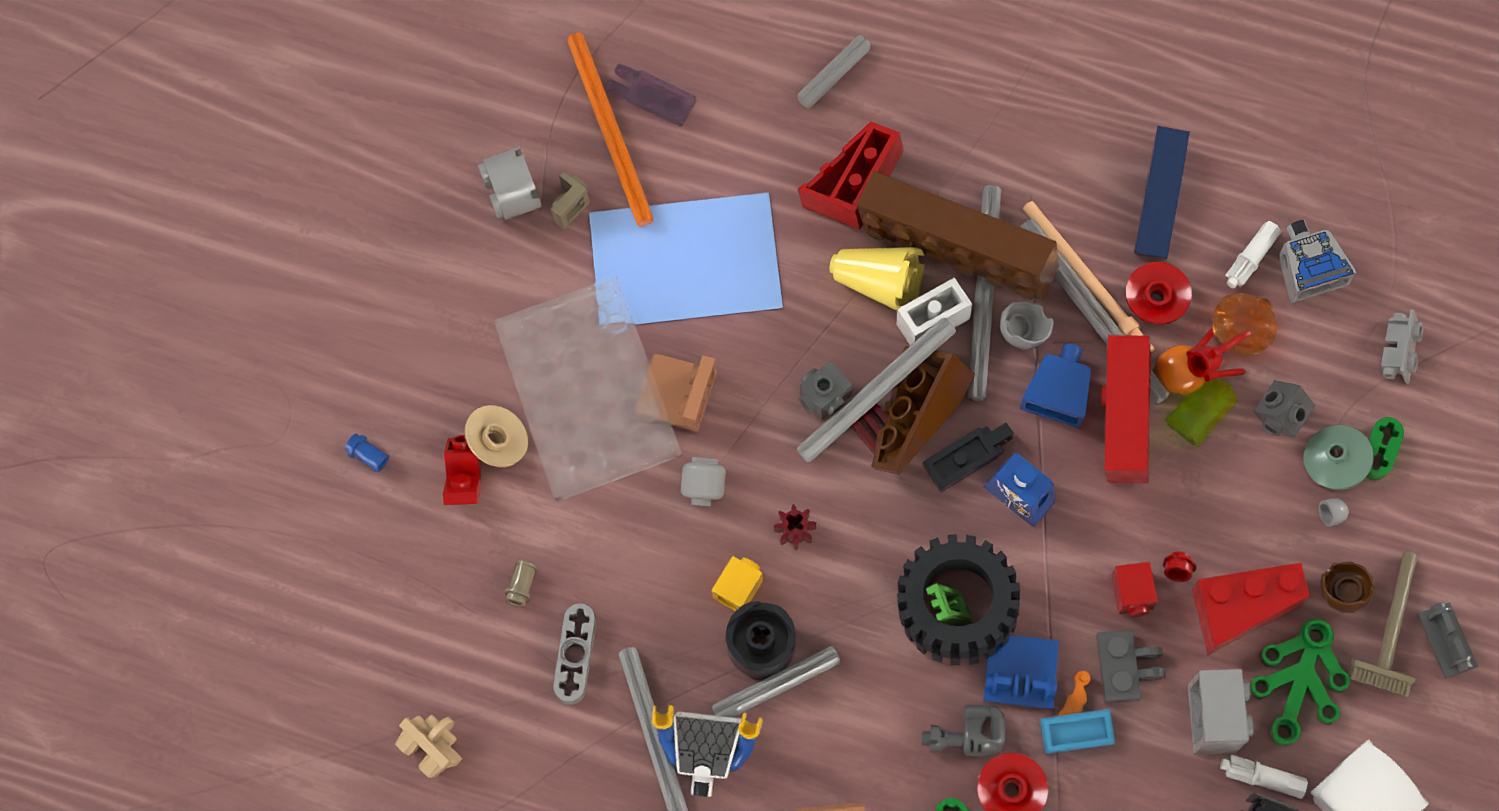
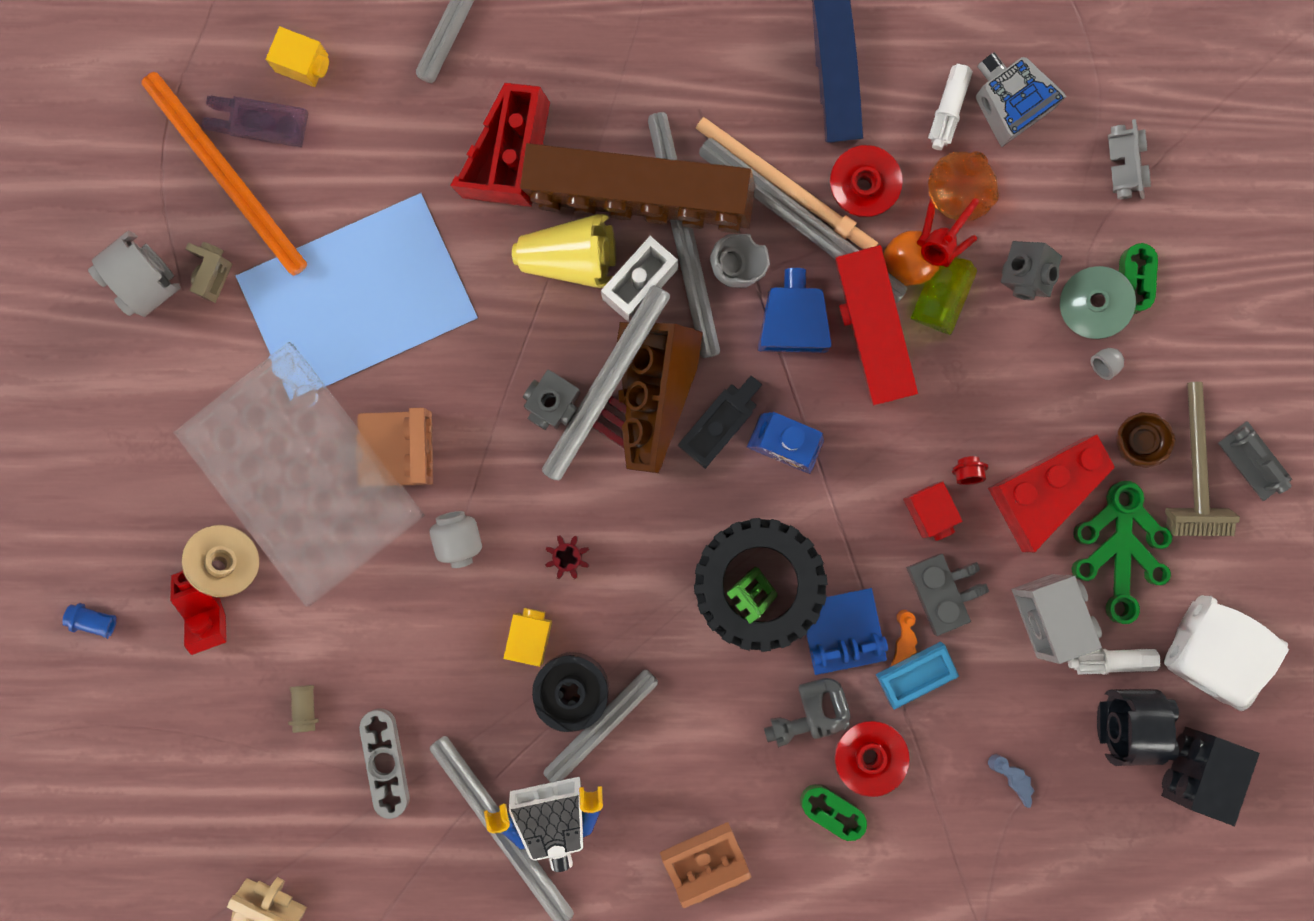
camera: 30 degrees left, 15 degrees up
(703, 55) = (298, 57): none -> yellow brick

